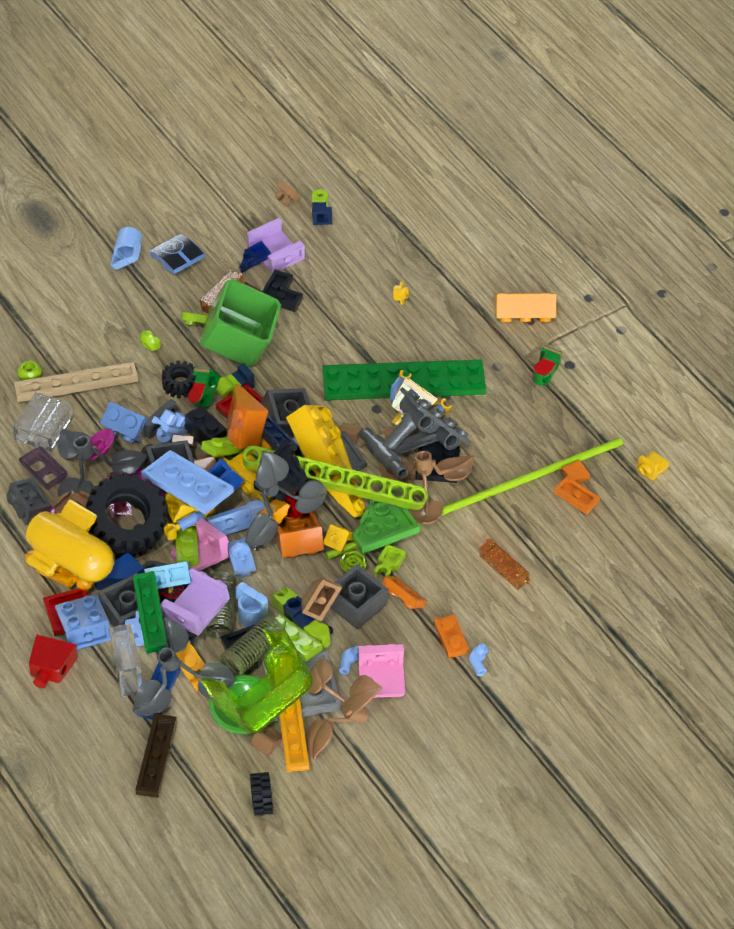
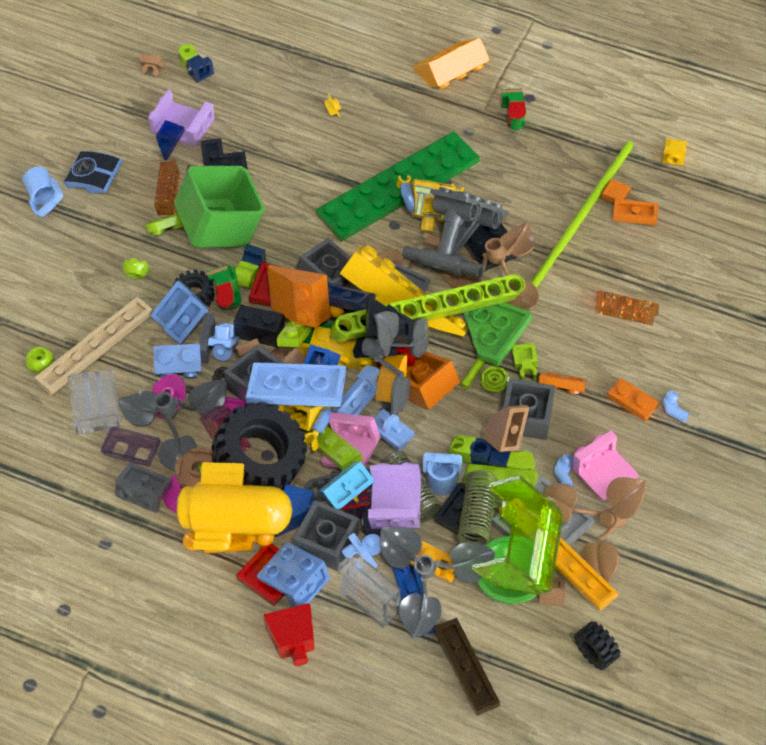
camera: 30 degrees left, 5 degrees up
(150, 612) = (366, 530): green plate -> none
(154, 388) = (179, 312): none -> medium blue slope
(337, 537) = (464, 362): yellow bracket -> none

